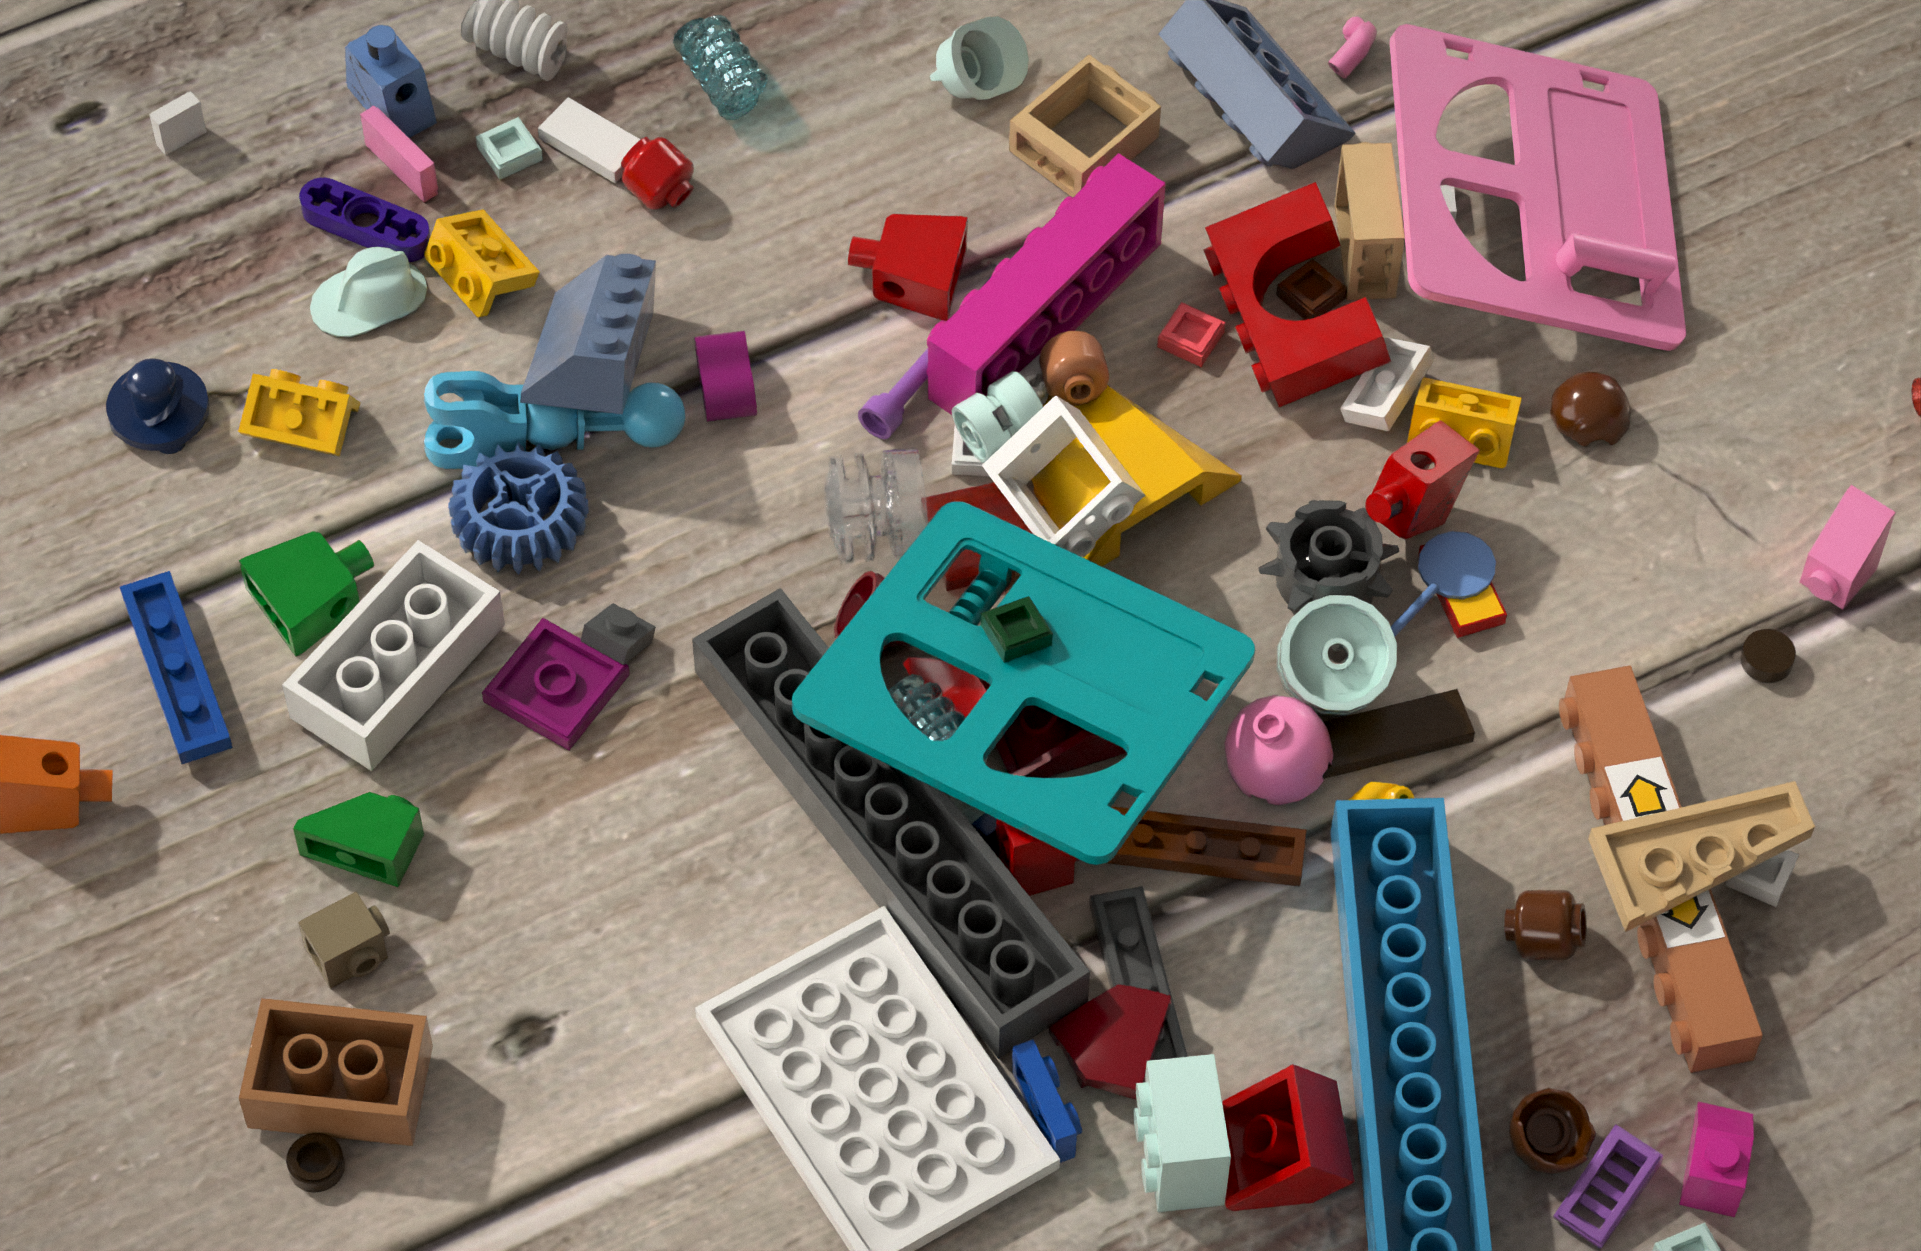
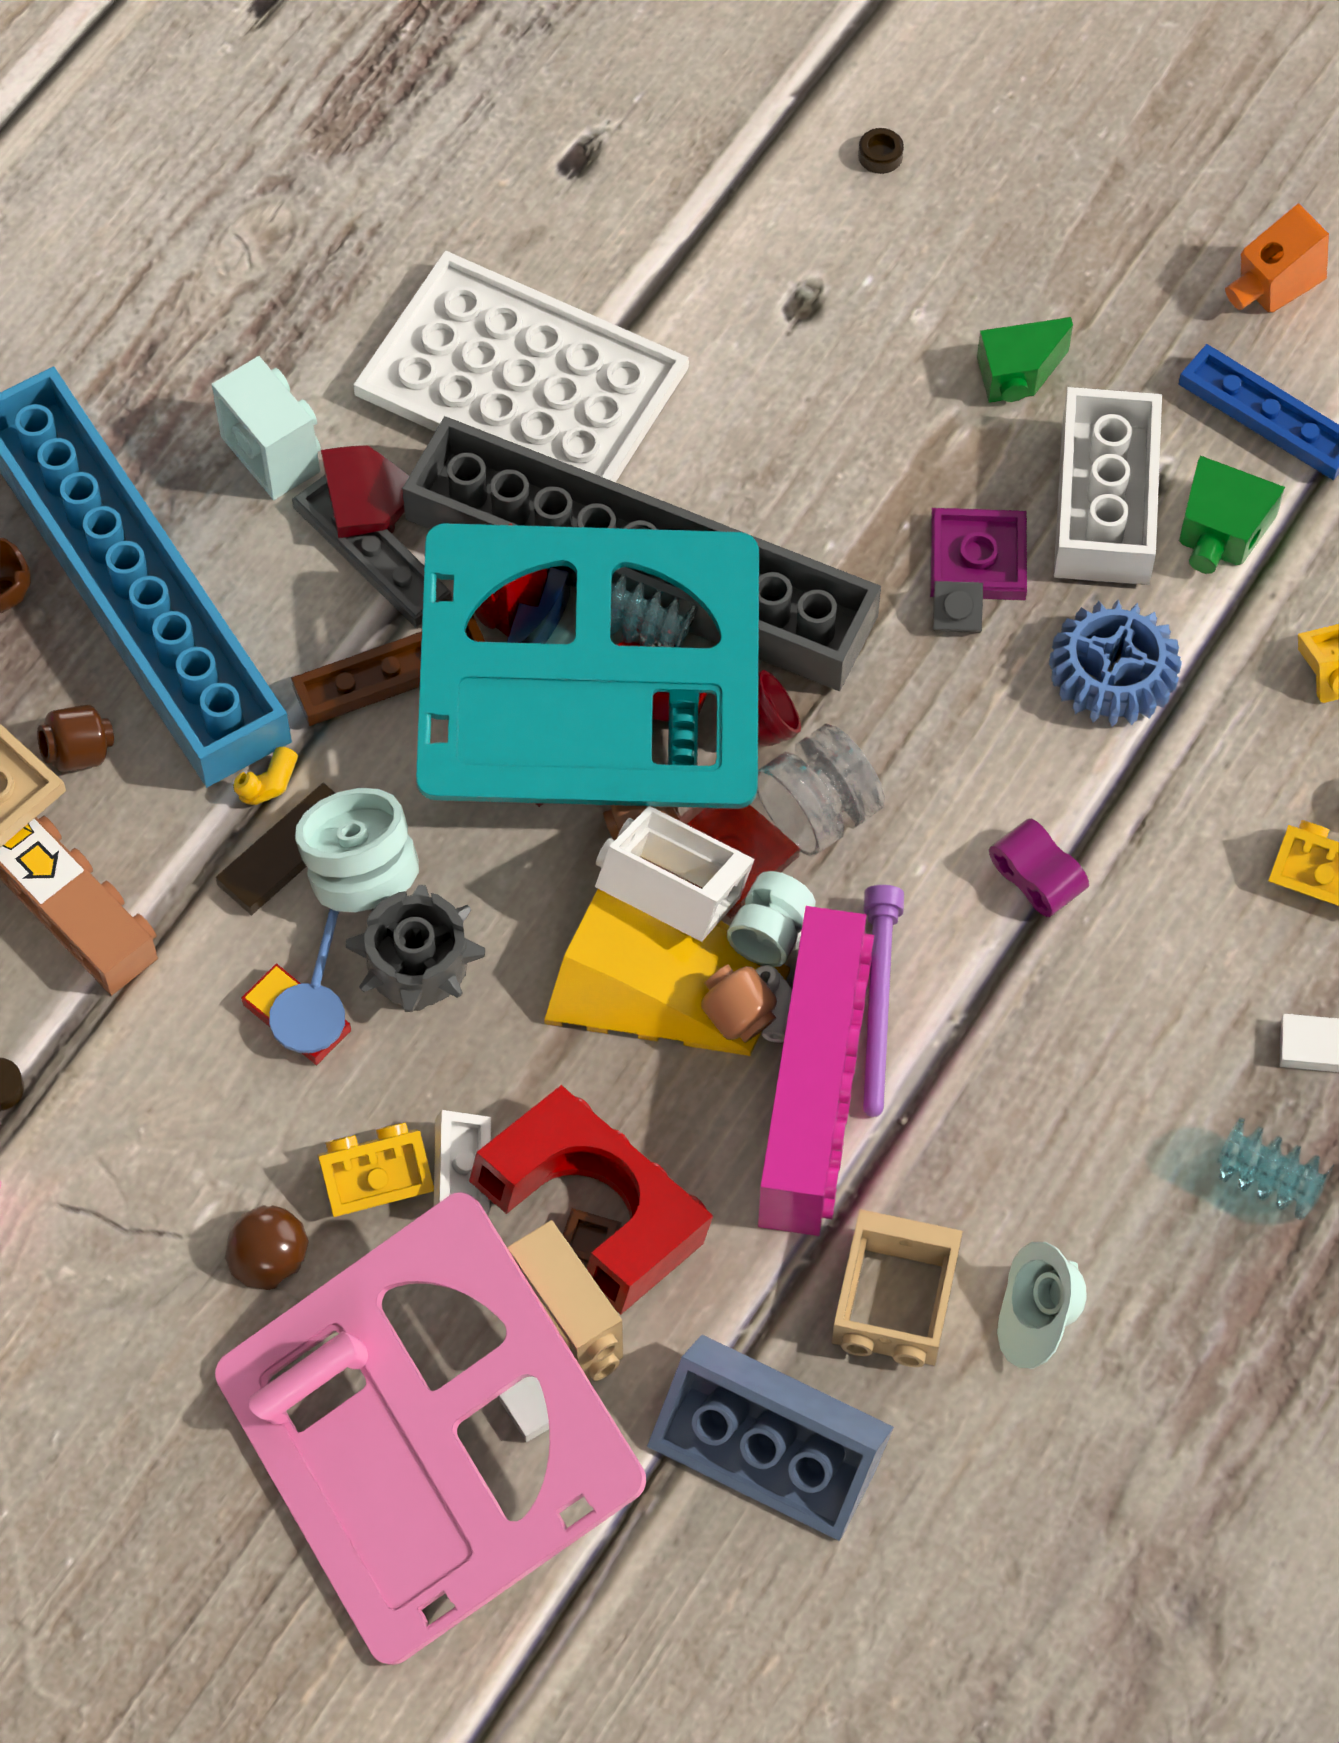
camera: 150 degrees right, 5 degrees up
(336, 1071) = (905, 185): medium nougat brick -> none
(345, 939) = (976, 282): dark tan brick -> none
(495, 417) = (1147, 734): medium azure piece -> none
(594, 337) = (1159, 805): sand blue slope -> none
(657, 173) = (1242, 1027): red head -> none
(915, 261) = (955, 1062): red torso -> none
(1016, 629) = (619, 690): dark green tile -> none
(1038, 1084) = (395, 424): blue plate -> none
(1191, 334) = (671, 1136): coral tile -> none
(1278, 749) = (369, 757): bright pink cylinder -> none
(1286, 1141) = (194, 478): red slope -> none
(1359, 38) = (697, 1542): bright pink arm -> none
(1416, 499) = (369, 1055): red torso -> none

